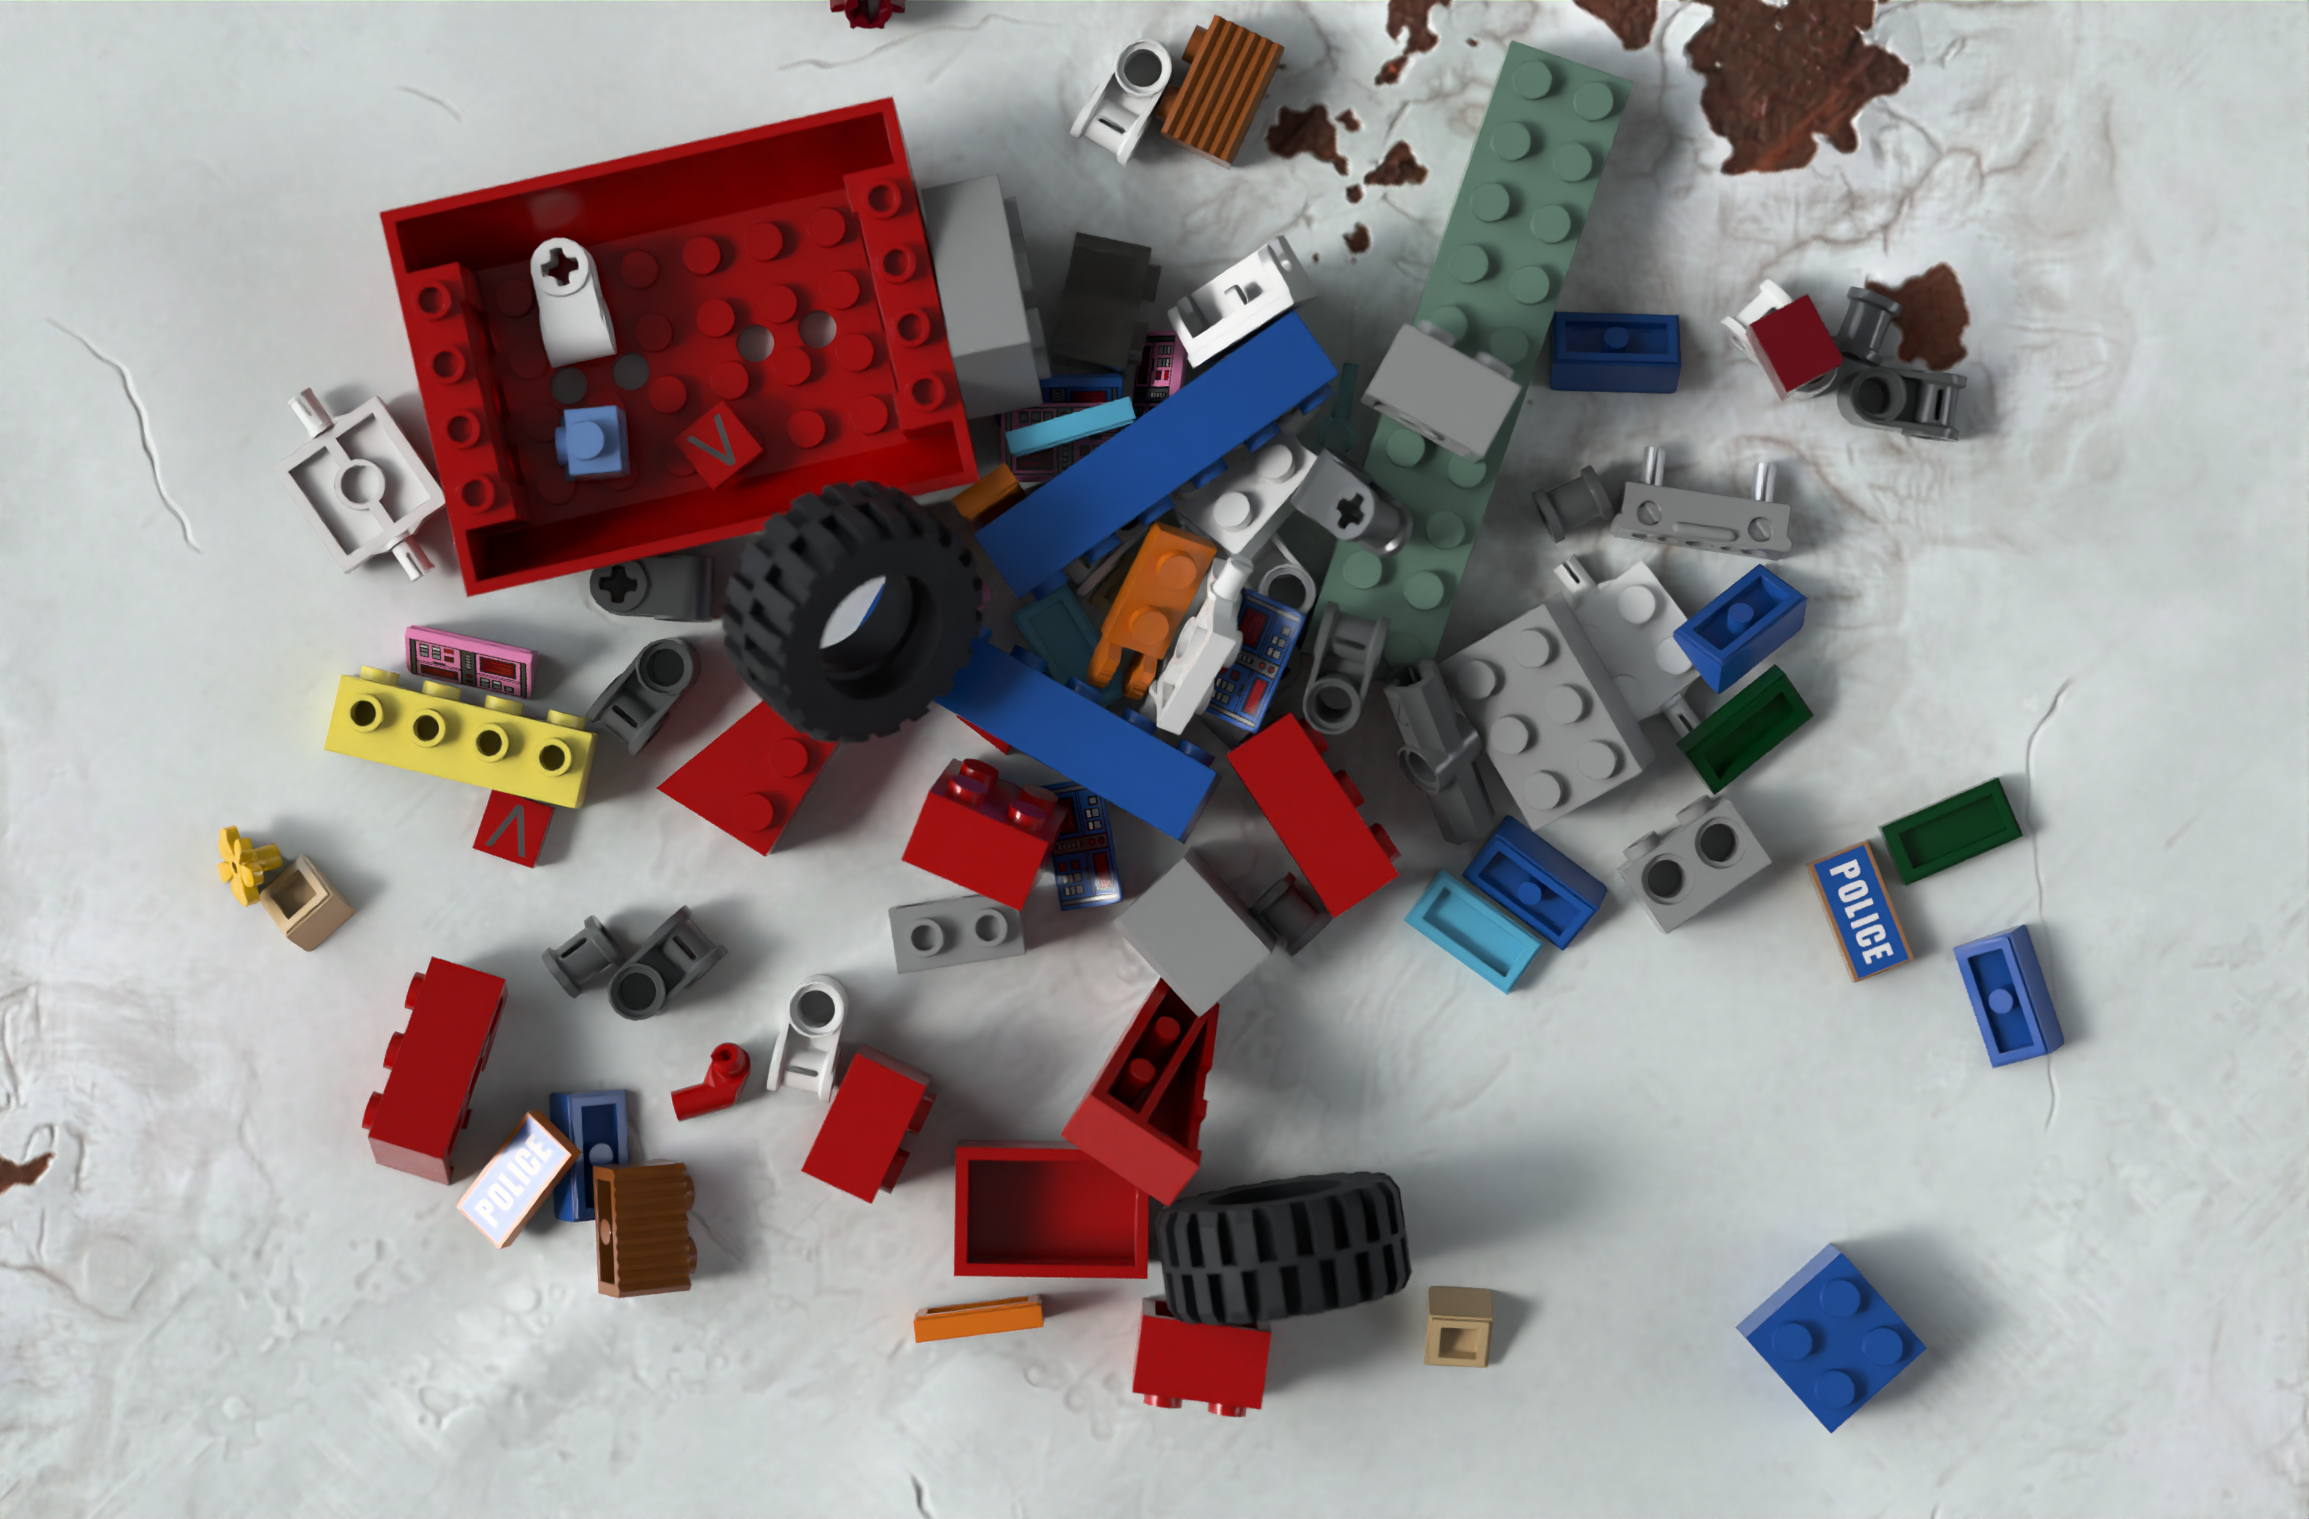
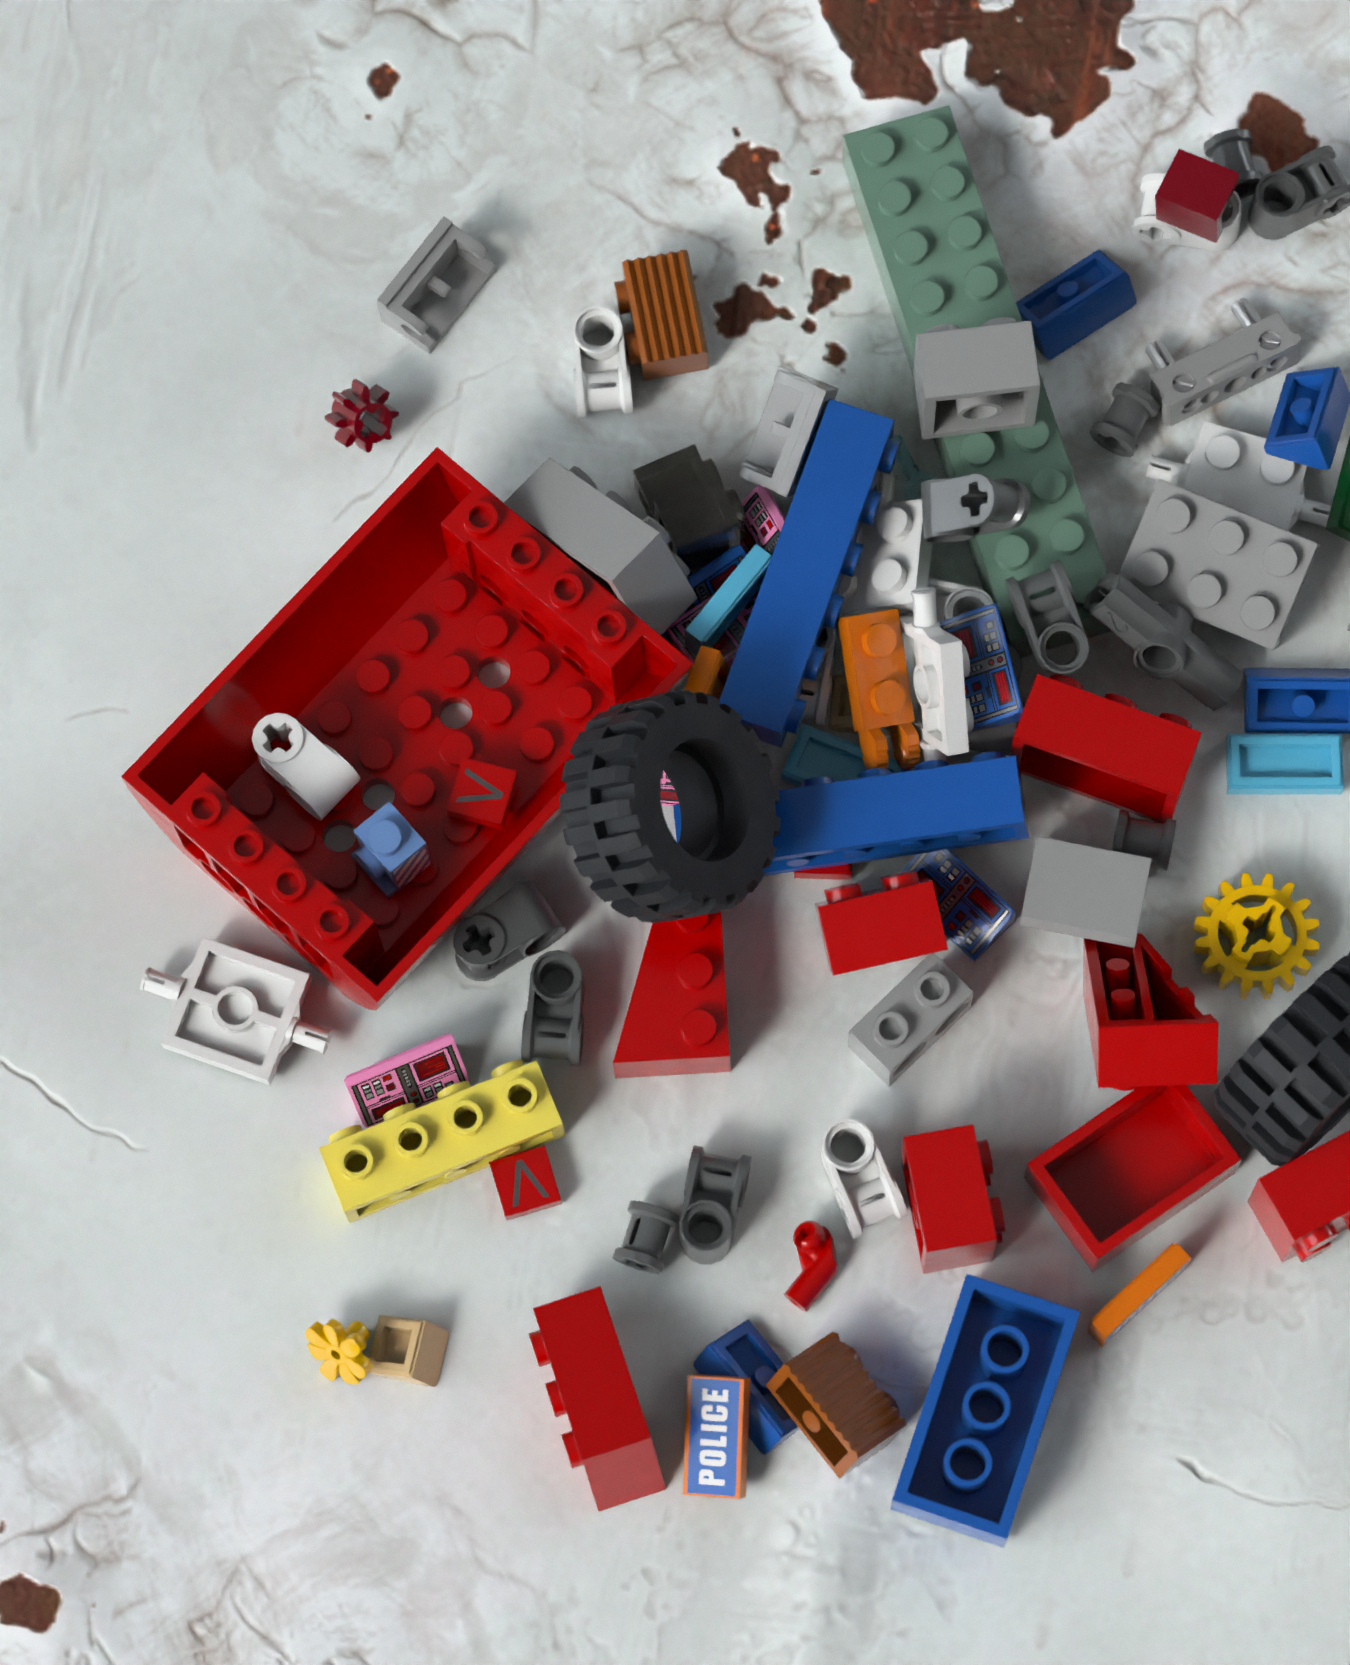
camera: 30 degrees left, 15 degrees down
(765, 1329) = (985, 1410): none -> blue brick
(1334, 1103) = (1272, 950): none -> yellow gear

